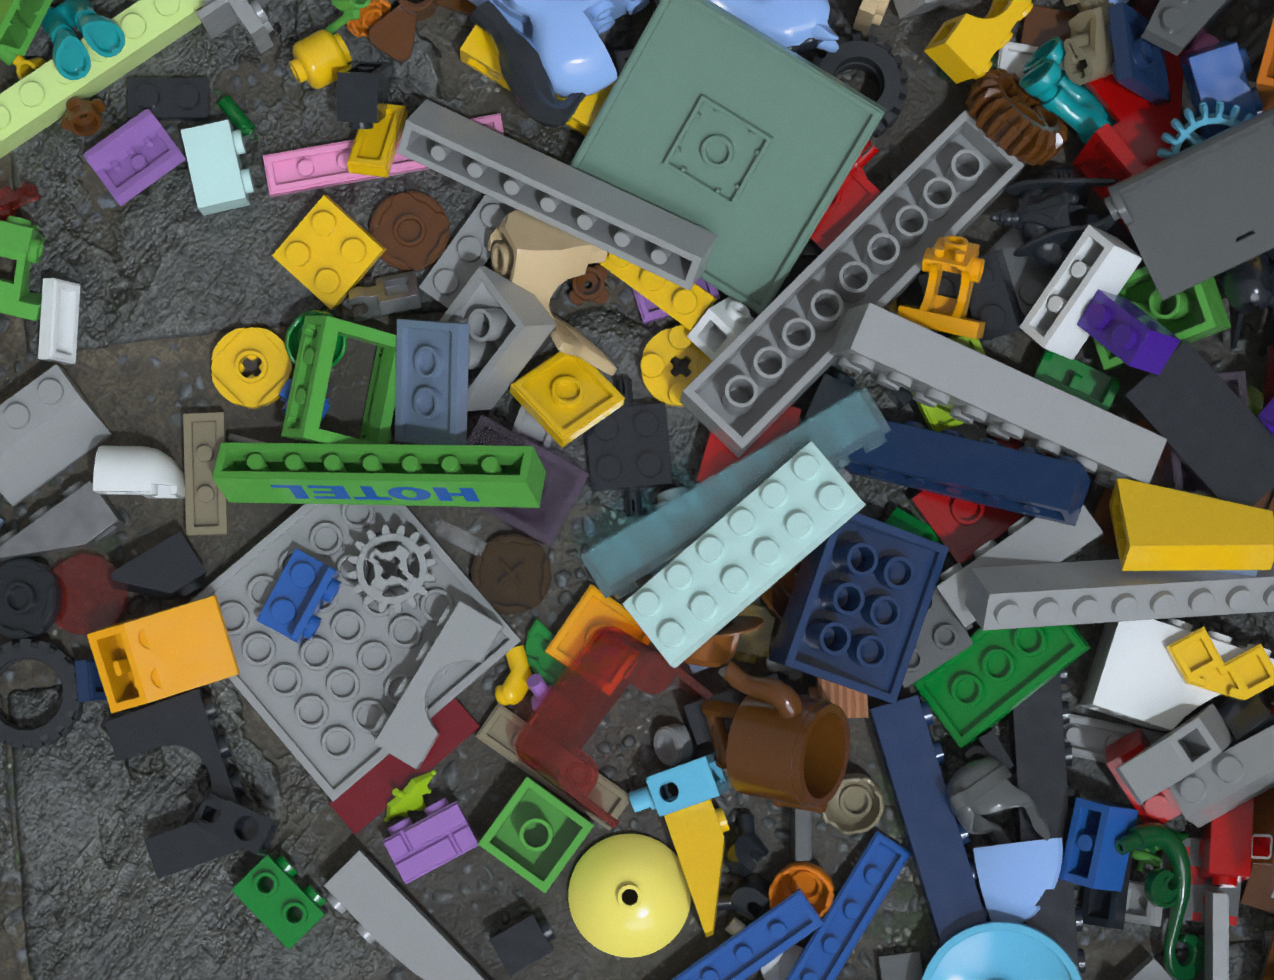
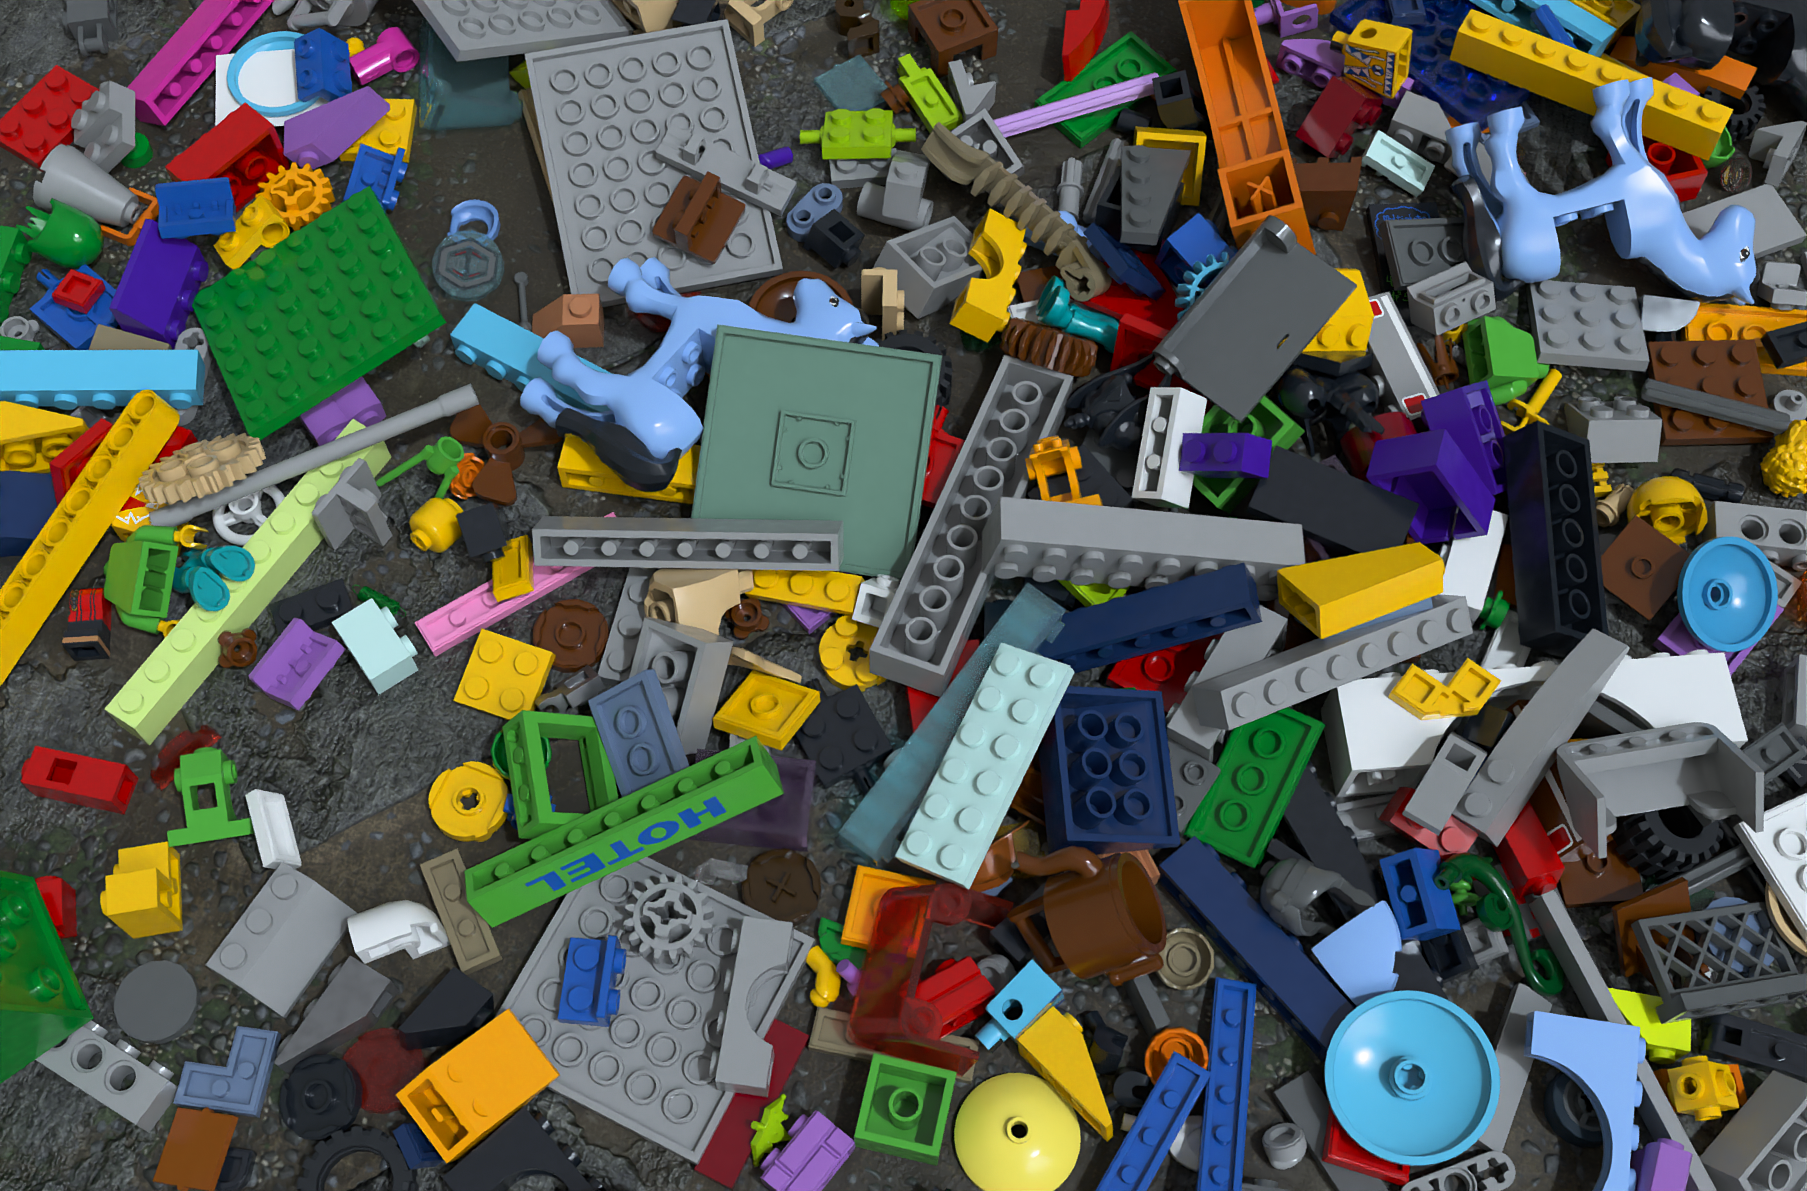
camera: 20 degrees left, 20 degrees down
(625, 748) = (957, 993): none -> red brick

